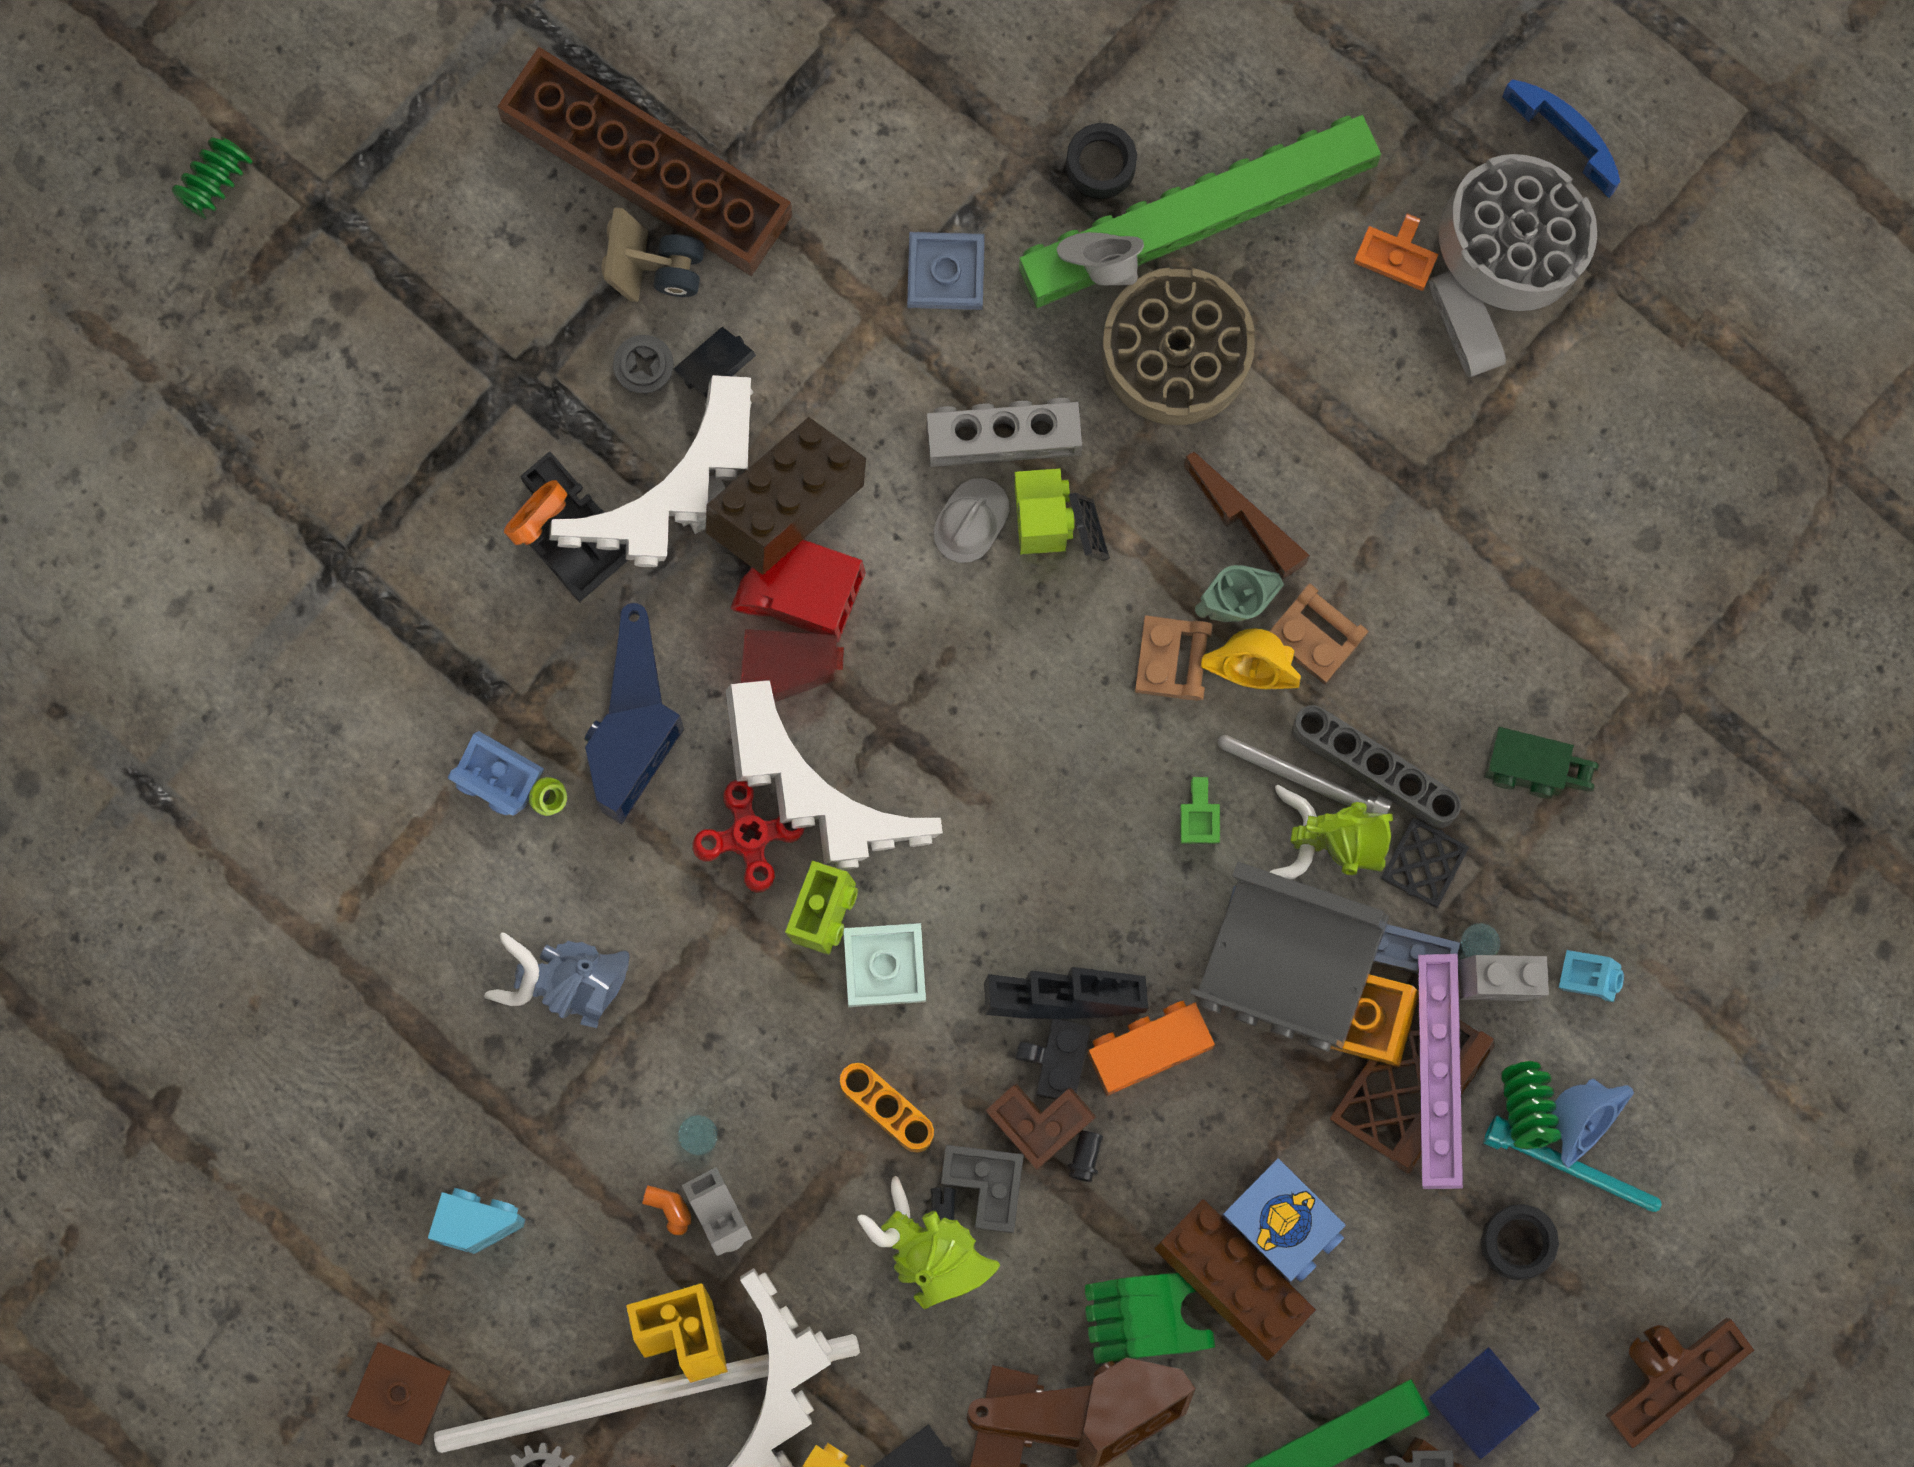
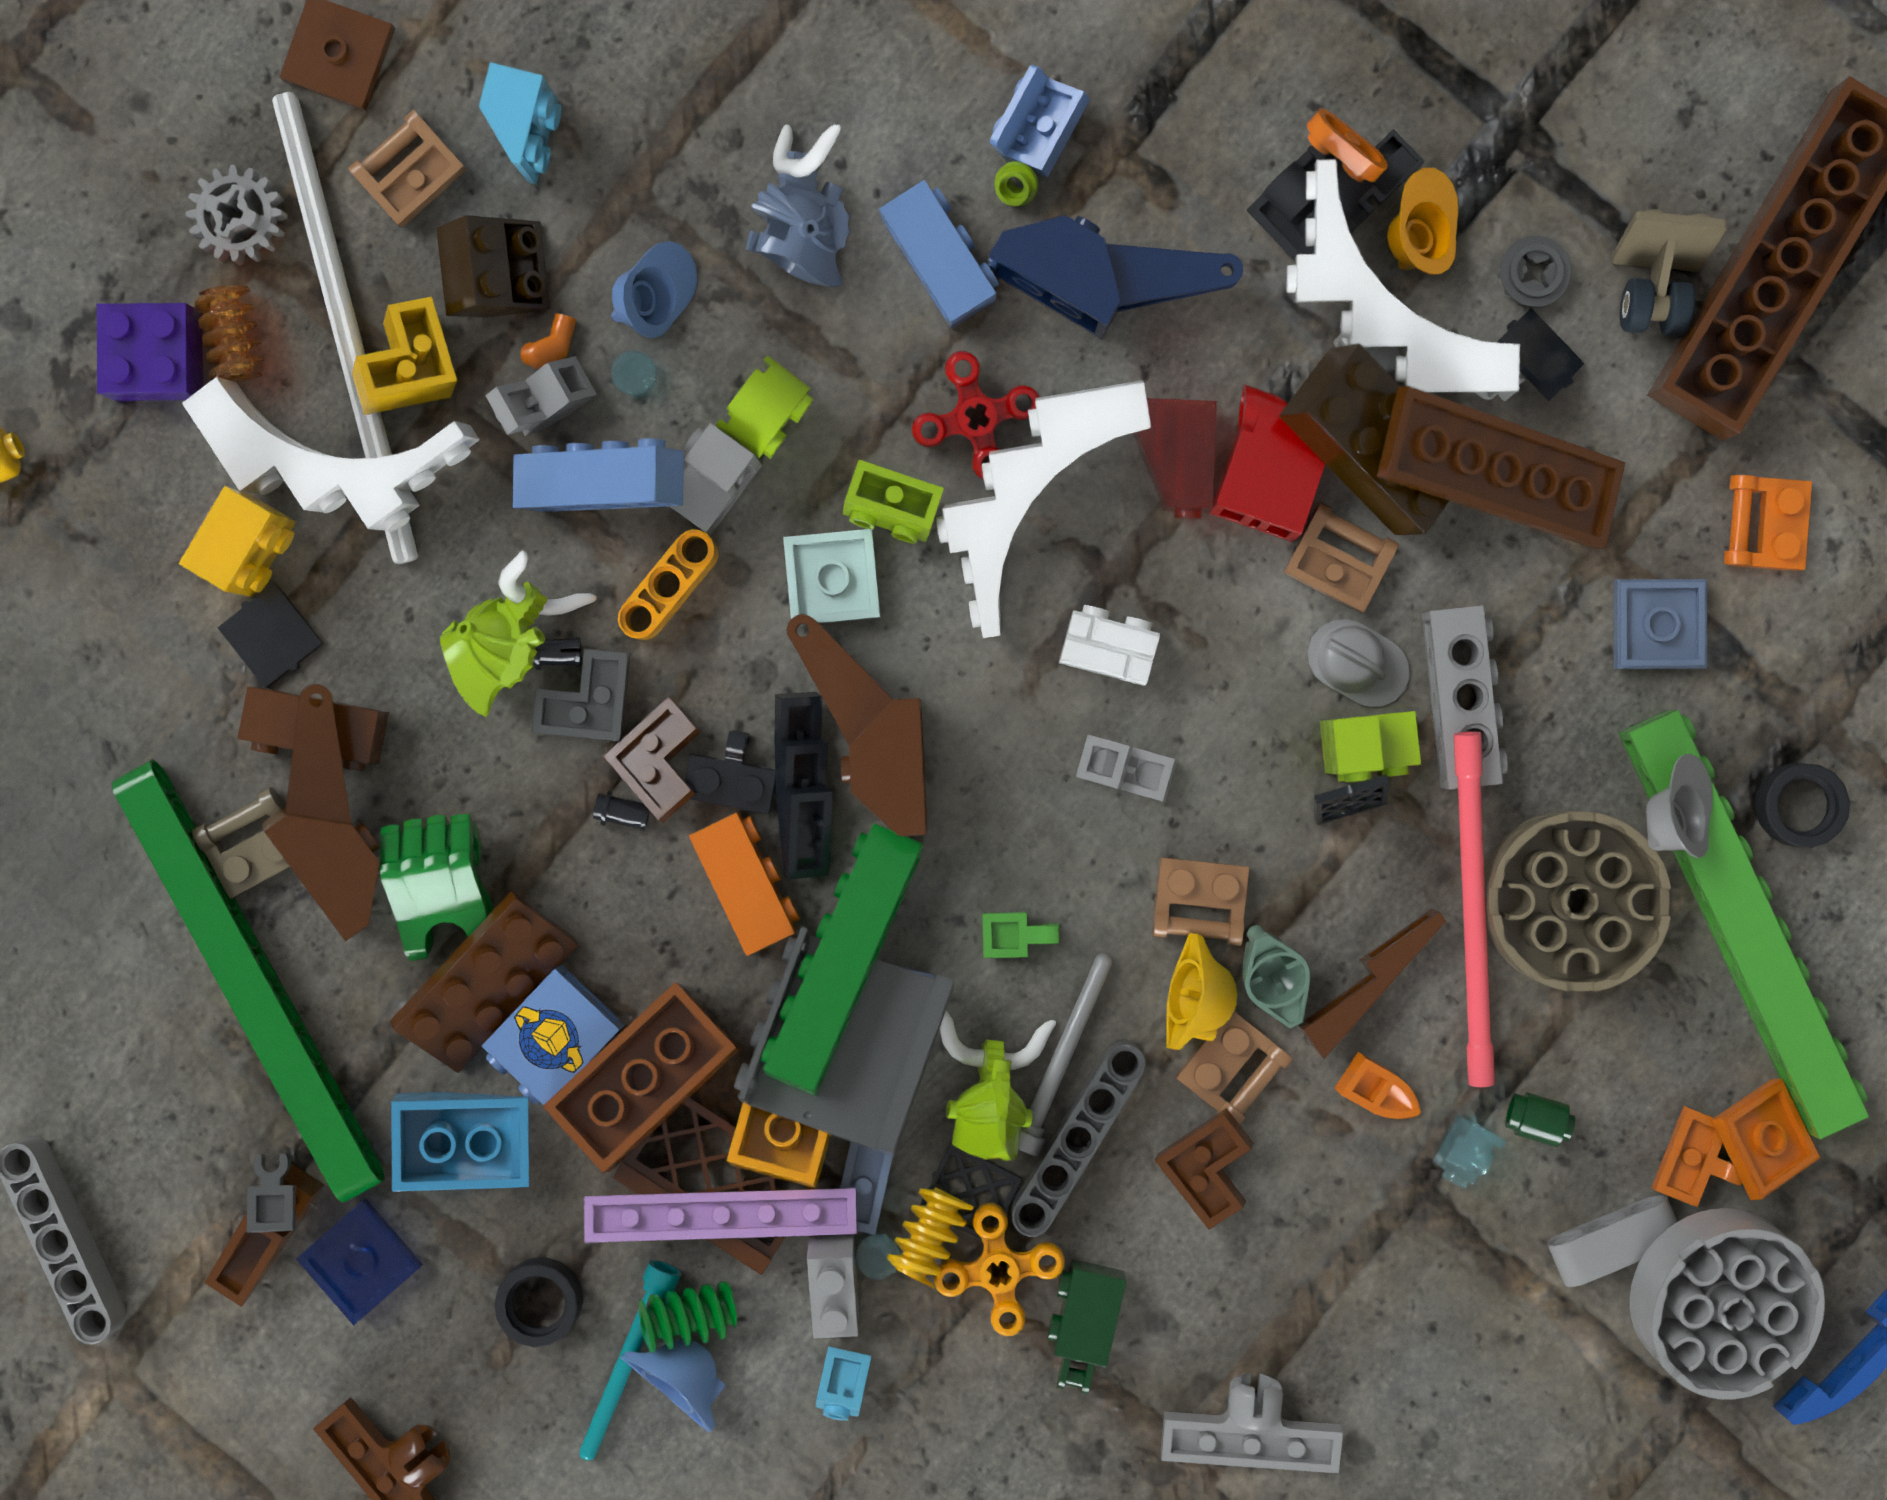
camera: 90 degrees right, 10 degrees up
(516, 1322) = (416, 179): none -> medium nougat plate
(599, 1256) = (492, 267): none -> dark brown slope
(603, 452) = (1427, 223): none -> light orange piece
(606, 863) = (939, 253): none -> medium blue brick
(629, 1112) = (655, 289): none -> medium blue piece
(736, 1014) = (765, 407): none -> lime brick
(793, 1159) = (598, 478): none -> medium blue brick
(795, 1064) = (714, 477): none -> light grey brick
(813, 394) = (1500, 468): none -> reddish brown plate
(863, 170) = (1781, 524): none -> orange plate
(892, 537) = (1335, 571): none -> medium nougat plate
(952, 727) = (1110, 646): none -> white brick
(1025, 918) = (881, 731): none -> reddish brown slope
(1057, 717) = (1126, 768): none -> light grey slope
(1066, 428) = (1468, 772): none -> coral piece
(1219, 958) = (843, 959): none -> green brick
(1320, 1139) = (641, 1078): none -> dark orange brick
(1337, 513) = (1377, 1089): none -> orange plate
(1363, 380) = (1540, 1119): none -> dark green brick
(1375, 1304) = (459, 1141): none -> dark azure slope
(1381, 197) = (1766, 1139): none -> orange plate
(1390, 441) = (1467, 1151): none -> clear light blue brick
(1399, 666) = (1197, 1163): none -> reddish brown plate
(1459, 894) = (928, 1235): none -> yellow piece
(1486, 821) = (1001, 1287): none -> light orange gear
(1632, 626) = (1252, 1433): none -> light grey plate

